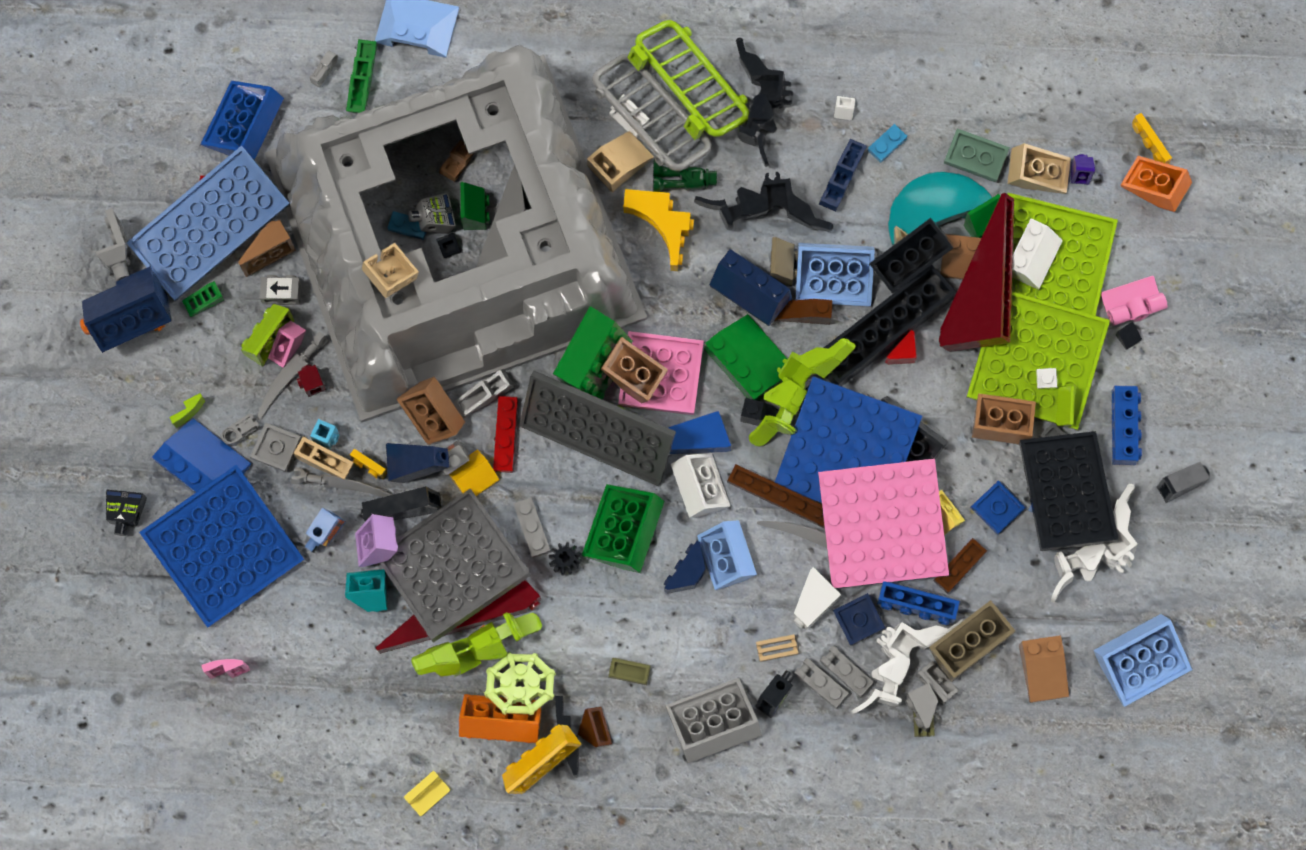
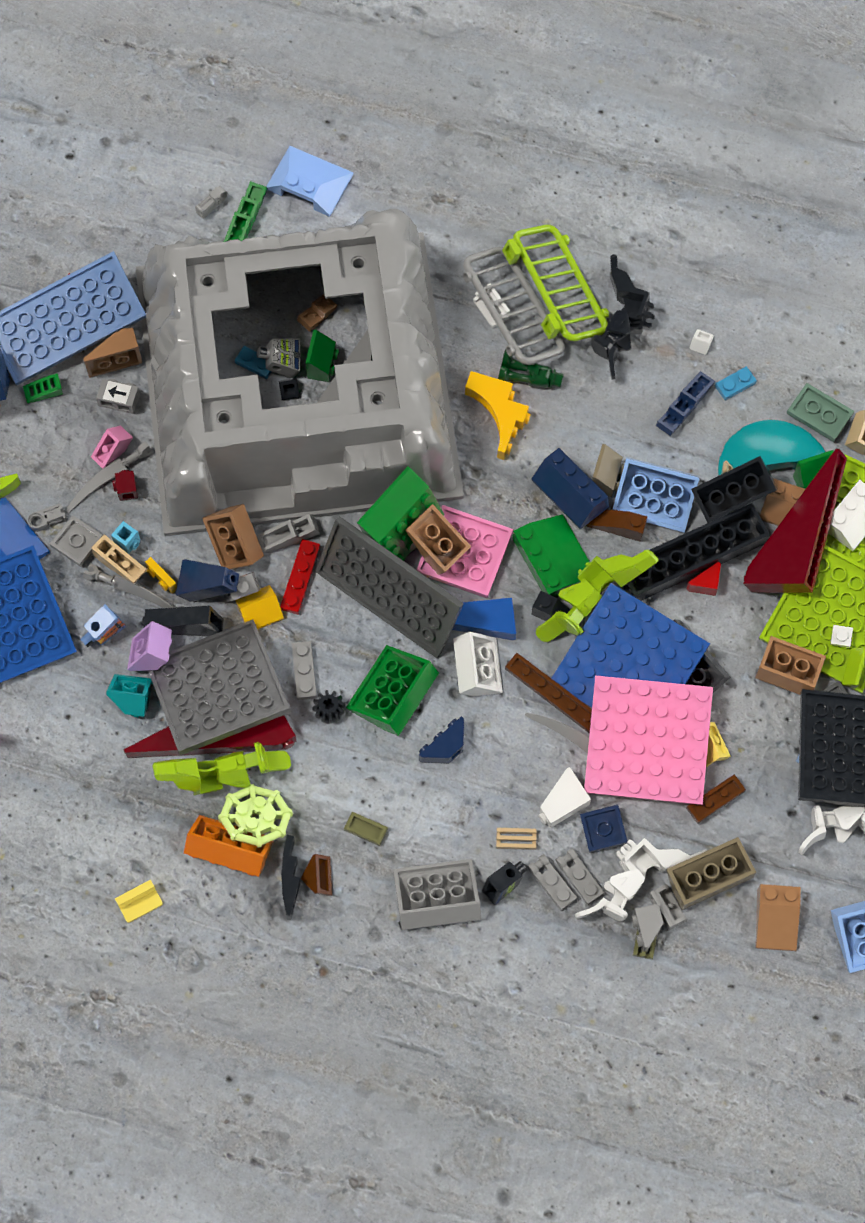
camera: 10 degrees right, 5 degrees down
(242, 118) = (123, 229): blue slope -> none
(260, 343) = (87, 438): lime slope -> none
(391, 261) = (226, 378): tan piece -> none
(540, 760) = (257, 892): yellow slope -> none
(619, 160) = (471, 344): tan slope -> none
(726, 554) = (487, 737): light blue slope -> none
(772, 194) = (612, 405): black piece -> none
(918, 603) = (665, 824): blue brick -> none
(998, 507) = (766, 751): blue tile -> none

